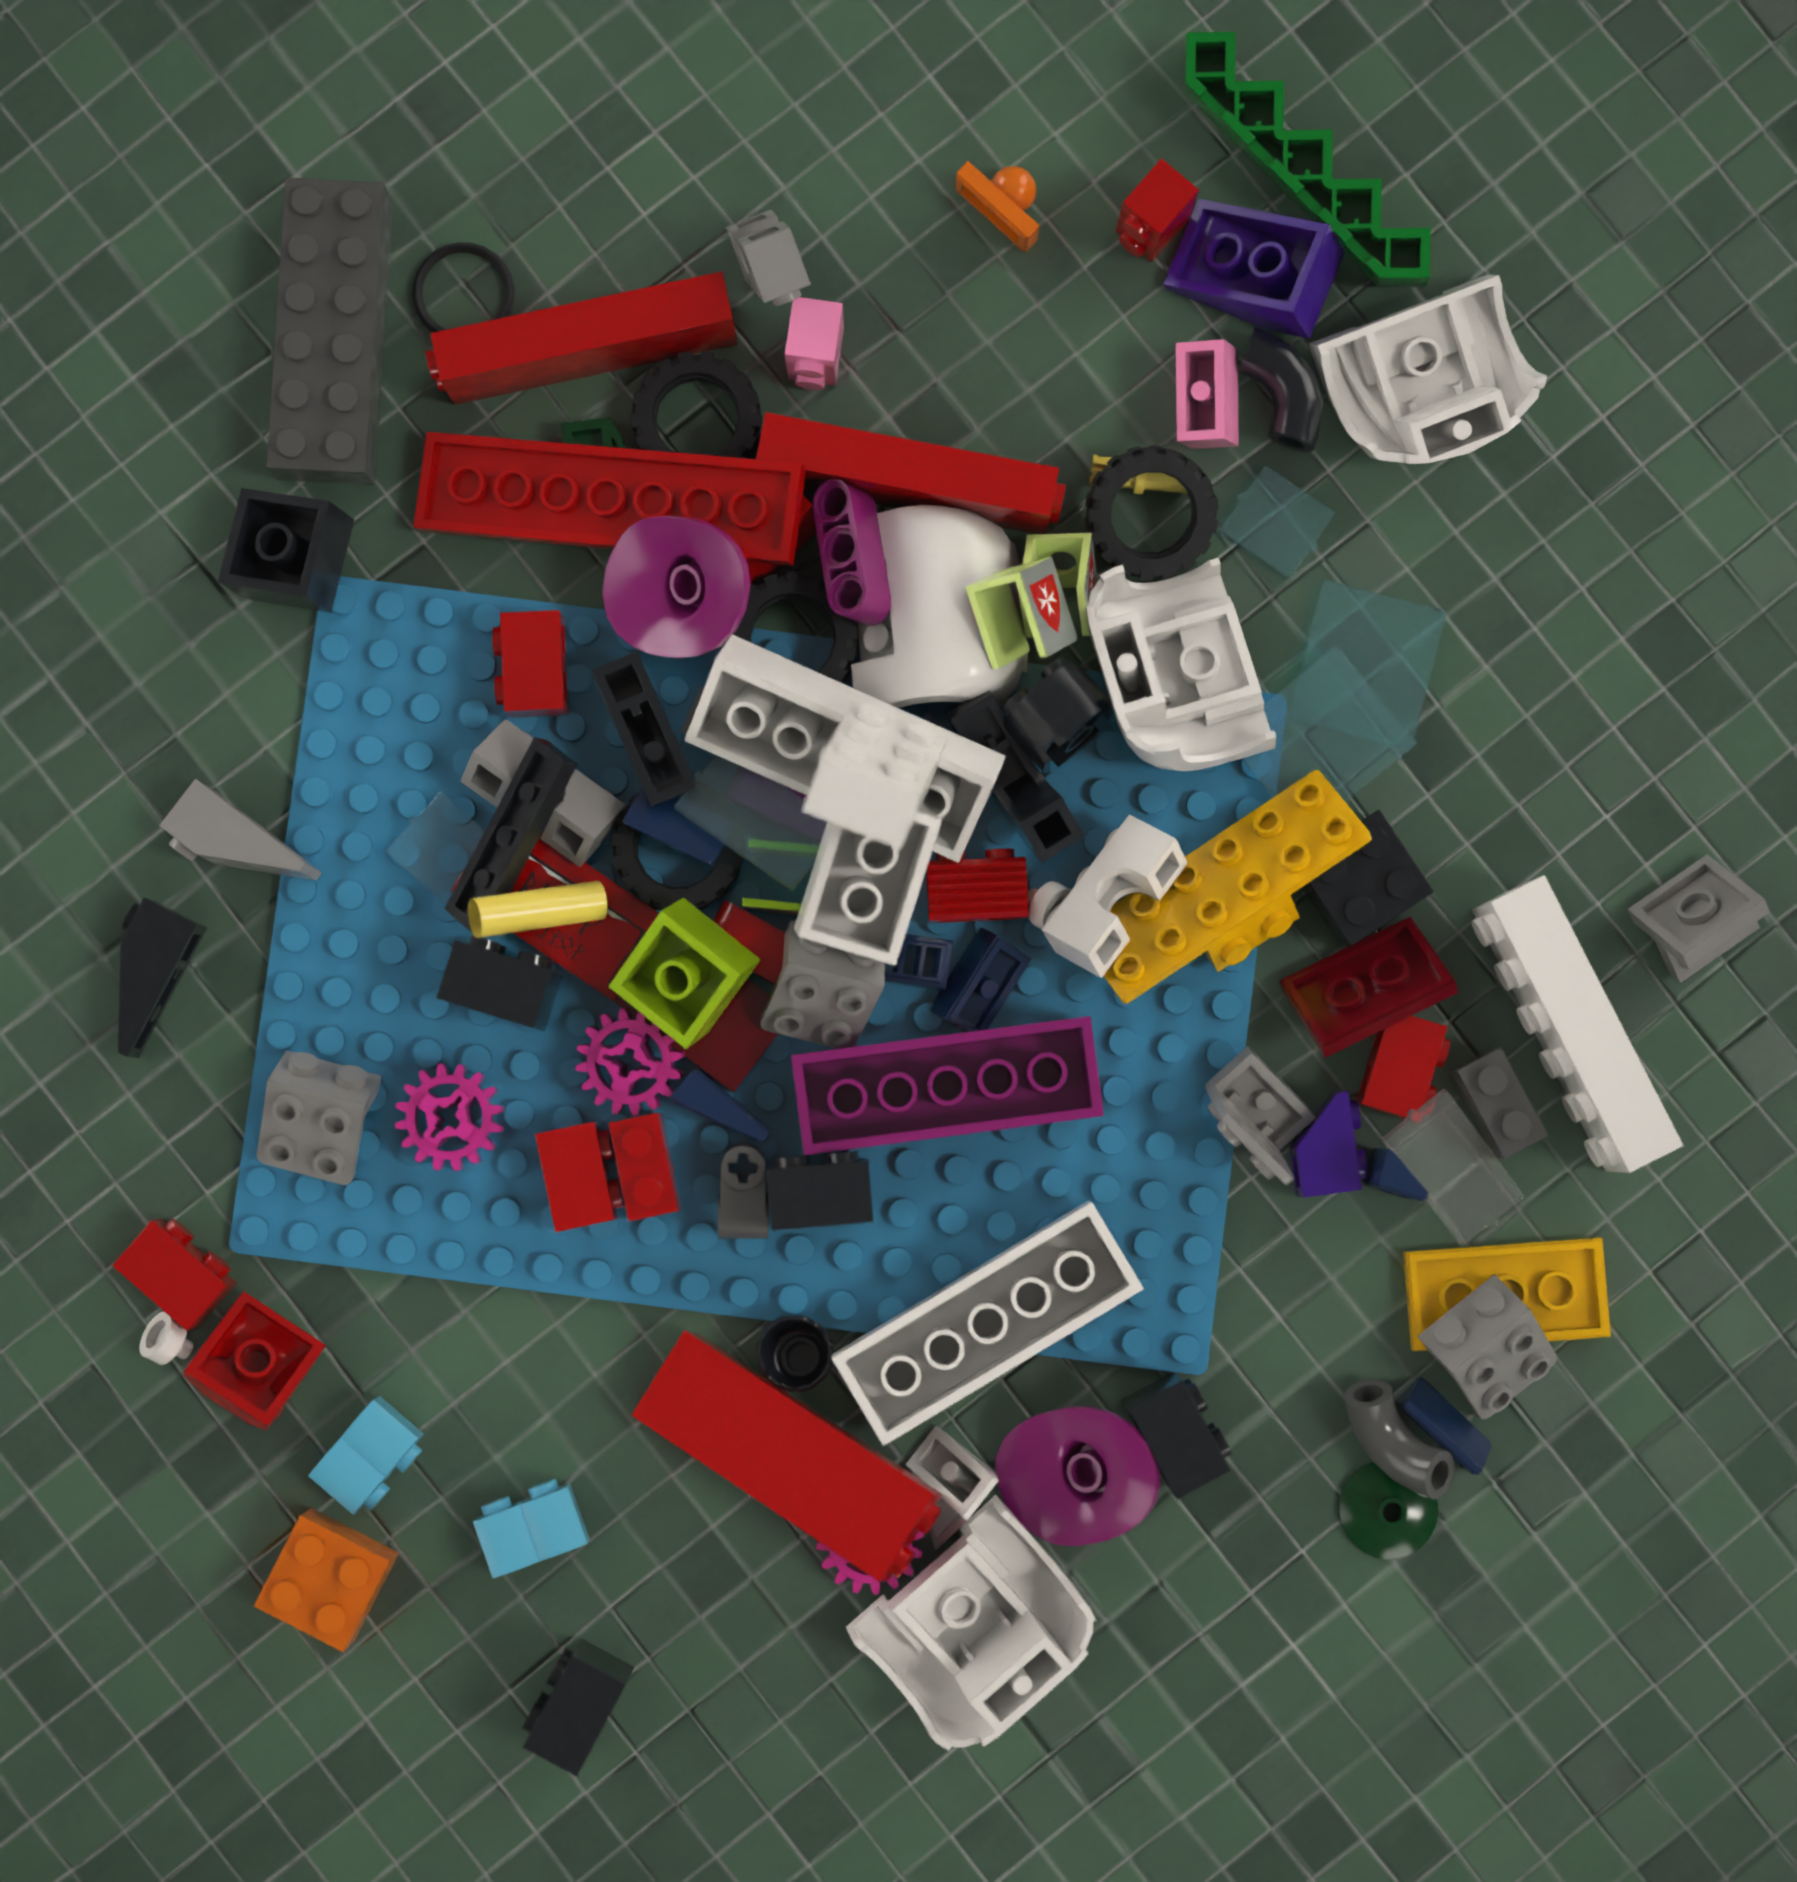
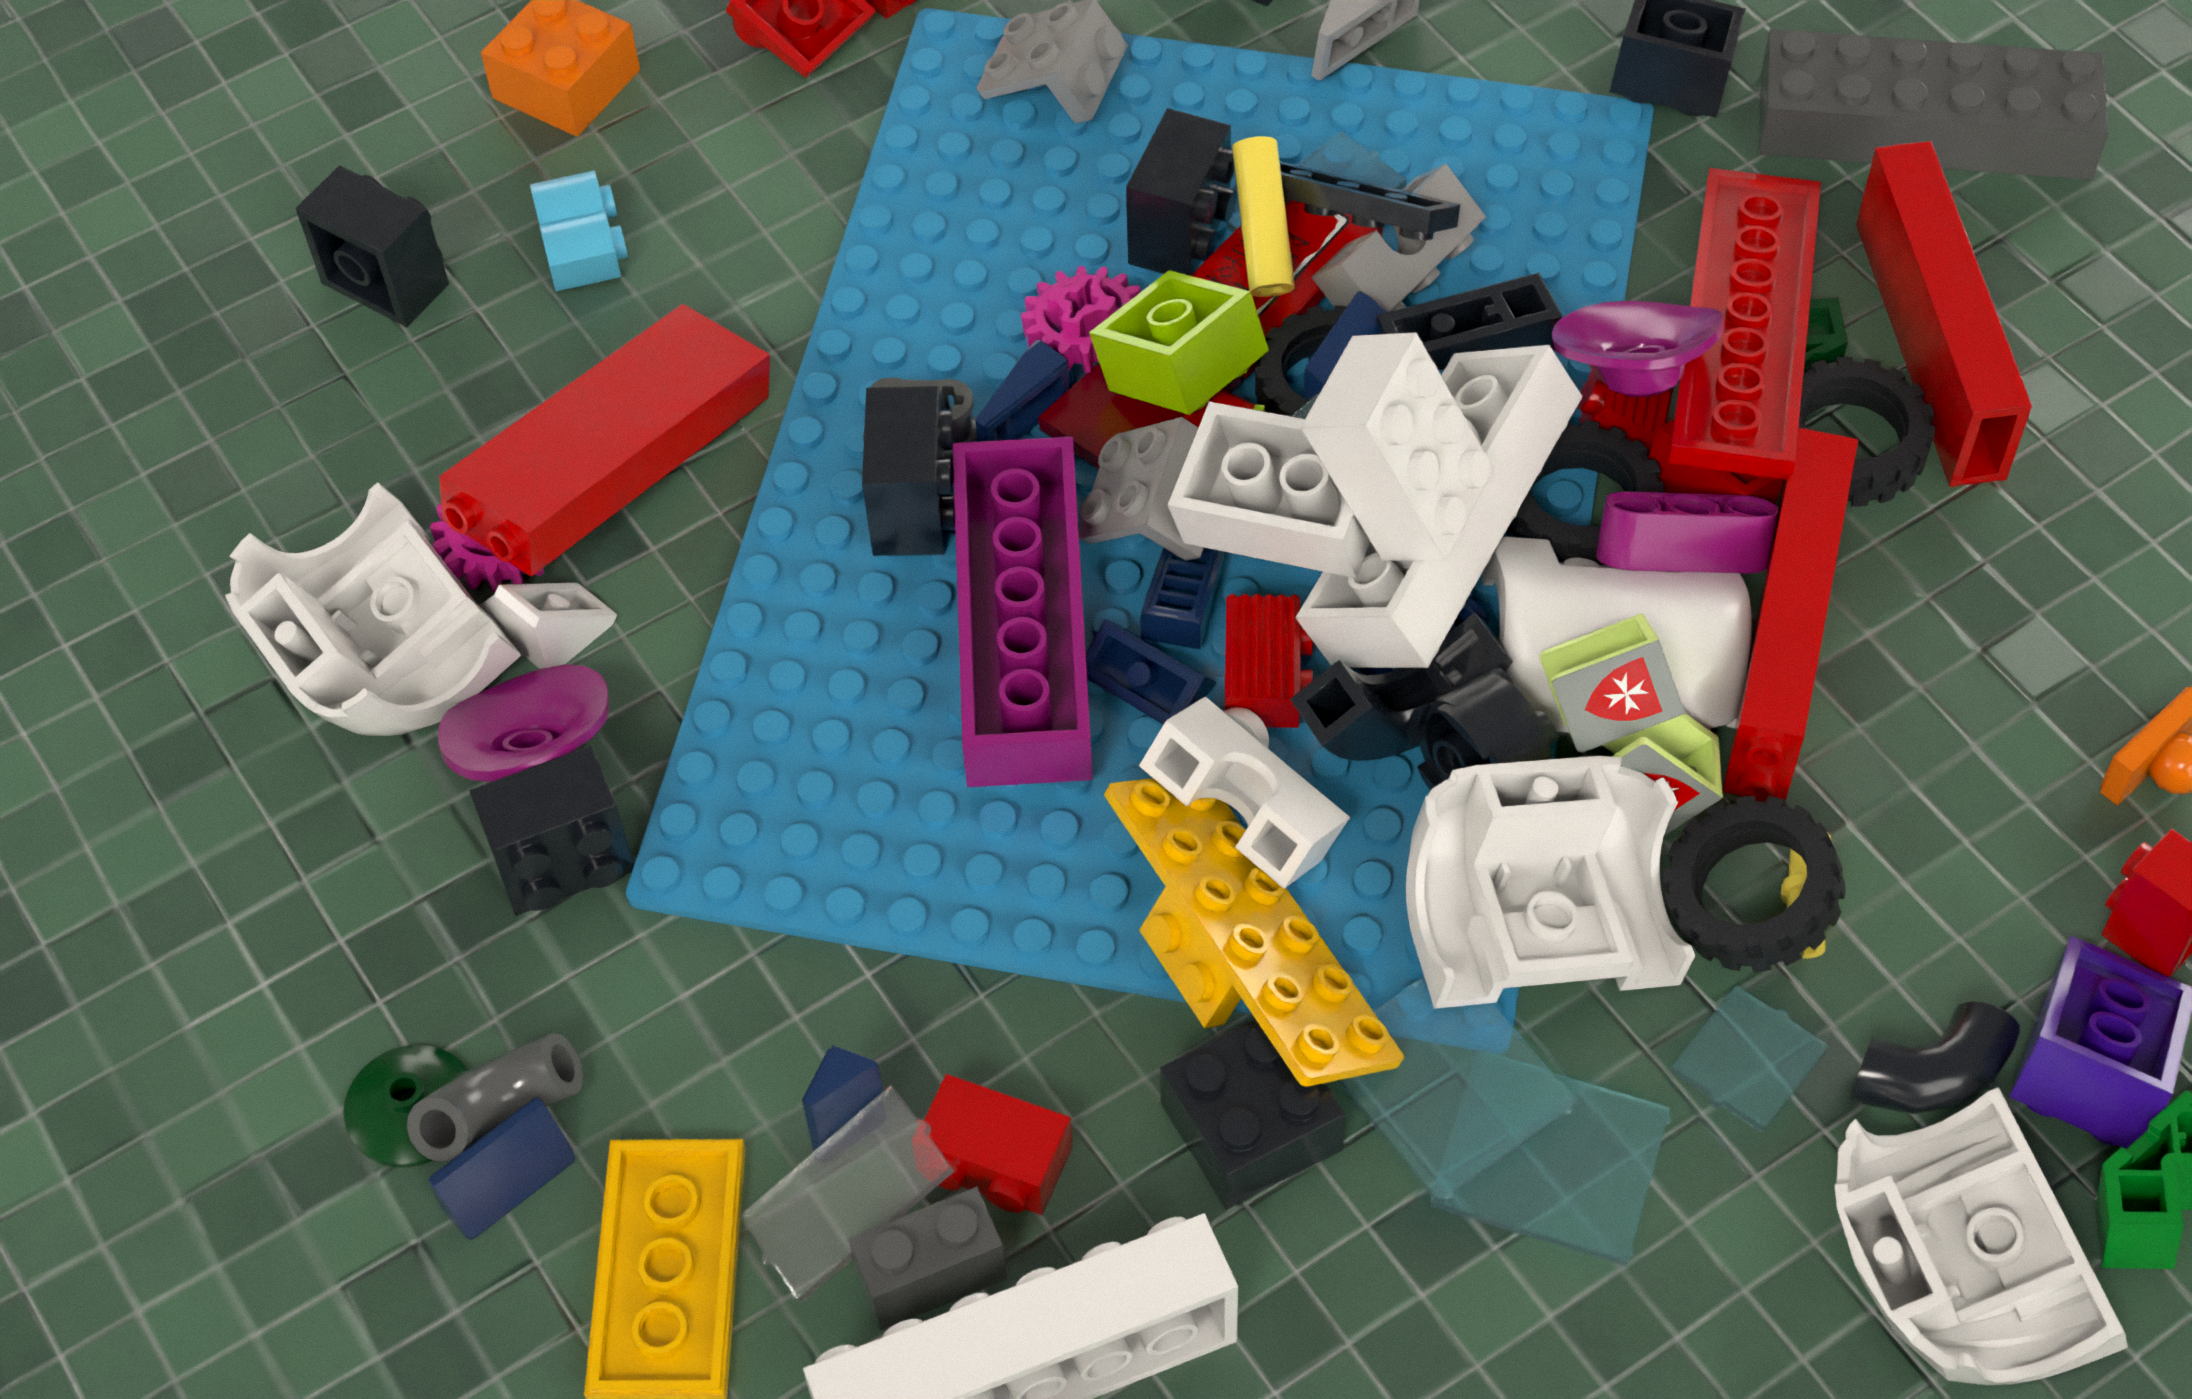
camera: 100 degrees right, 30 degrees down
(367, 1456) = (684, 100): medium azure brick -> none
(462, 247) = (2026, 207): black tyre -> none
(468, 1130) = (1038, 164): dark pink gear -> none
(532, 664) = (1561, 244): red brick -> none
(579, 1175) = (959, 269): red brick -> none
(645, 1166) = (961, 325): red brick -> none
(769, 258) = (2054, 464): light grey arch -> none
(795, 1353) = (726, 464): black hair -> none
(814, 342) = (1953, 526): bright pink brick -> none
(986, 1322) = (731, 638): white brick -> none
(1207, 394) = (1919, 957): bright pink brick -> none
(1257, 1111) = (941, 945): light grey bracket -> none
(1326, 1152) = (900, 1038): dark purple slope -> none
(1368, 987) = (1104, 1102): dark red tile -> none
(1490, 1346) = (589, 1218): light grey bracket -> none

